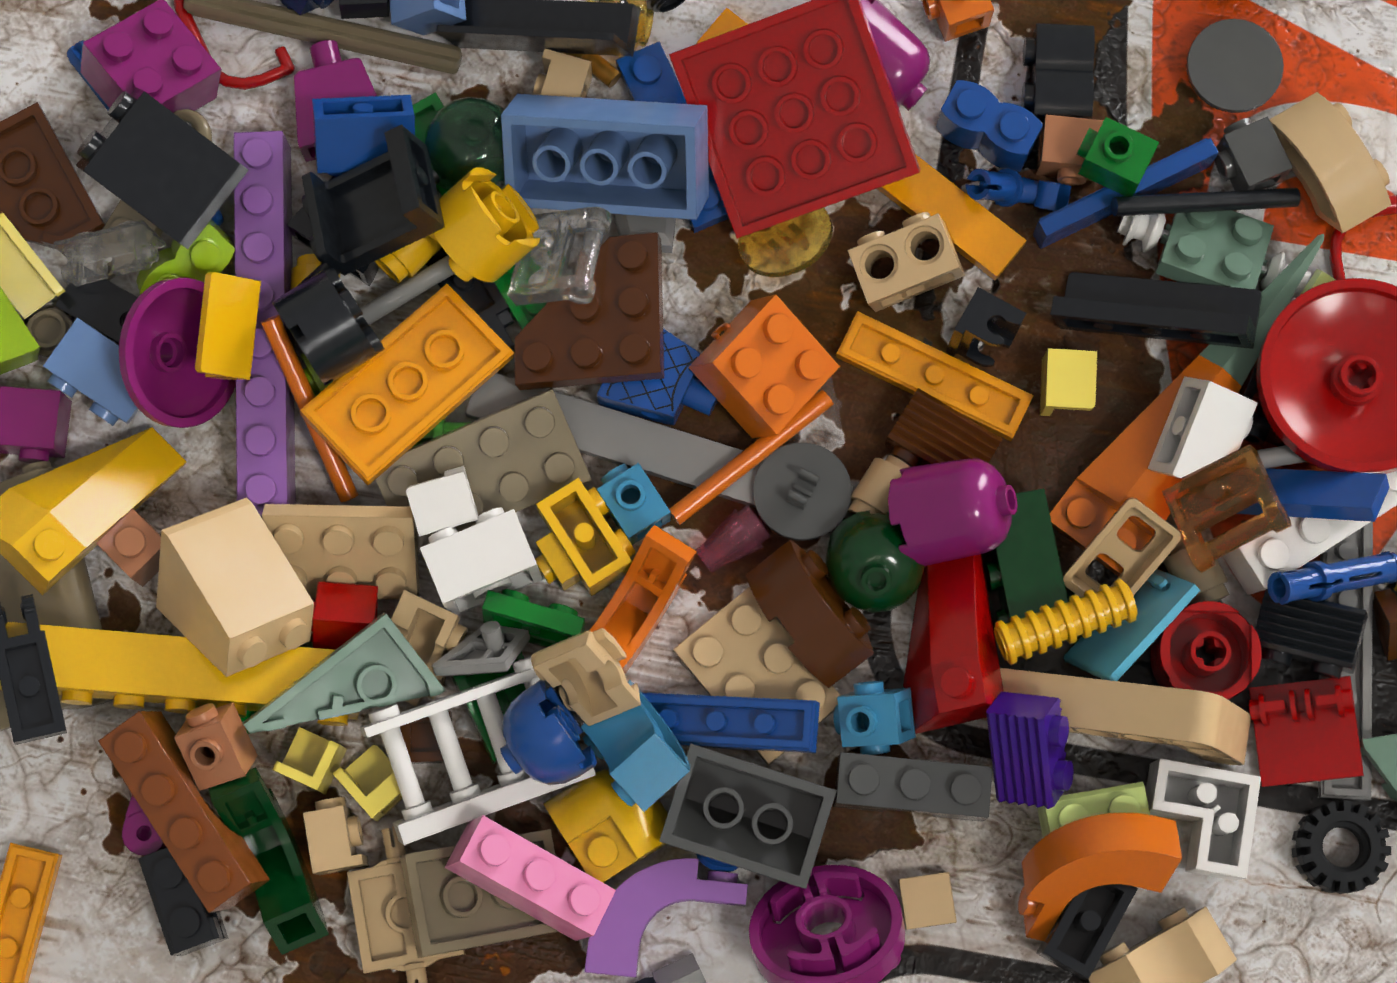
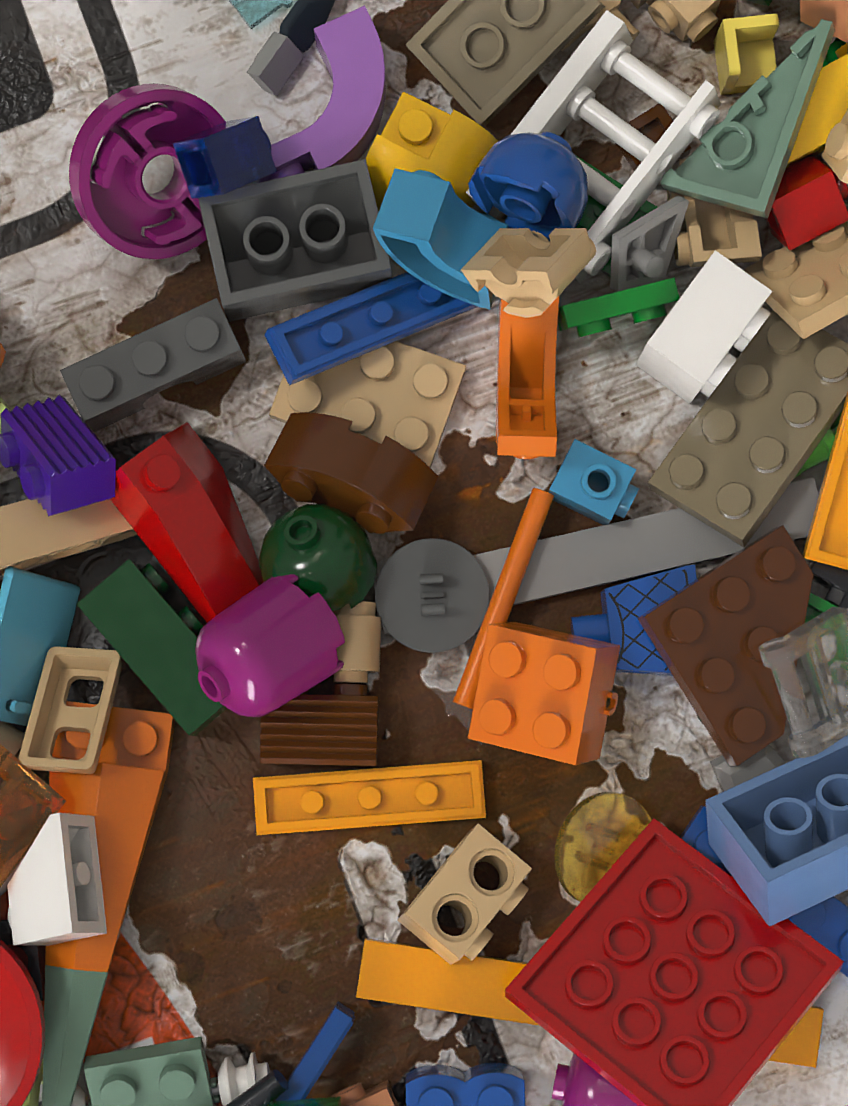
camera: 150 degrees right, 5 degrees up
(371, 782) = (678, 60): light yellow panel -> none
(442, 502) = (776, 357): white panel -> none
(530, 878) = (467, 52): bright pink brick -> none
(555, 563) = (631, 380): yellow plate -> none
(586, 536) = (618, 418): yellow brick -> none
(733, 539) = (471, 509): clear pink cone -> none
(768, 901) = (225, 157): none -> clear blue brick
(874, 717) = (228, 409): dark azure brick -> none
(927, 901) = (81, 272): tan tile -> none
(986, 321) = (355, 863): black hinge -> none
(1009, 188) = (406, 1045): blue piece -> none
(1065, 621) = (88, 605): yellow piece -> none
(1068, 380) = (226, 866): light yellow panel -> none
(1159, 309) = (174, 1000): black panel -> none

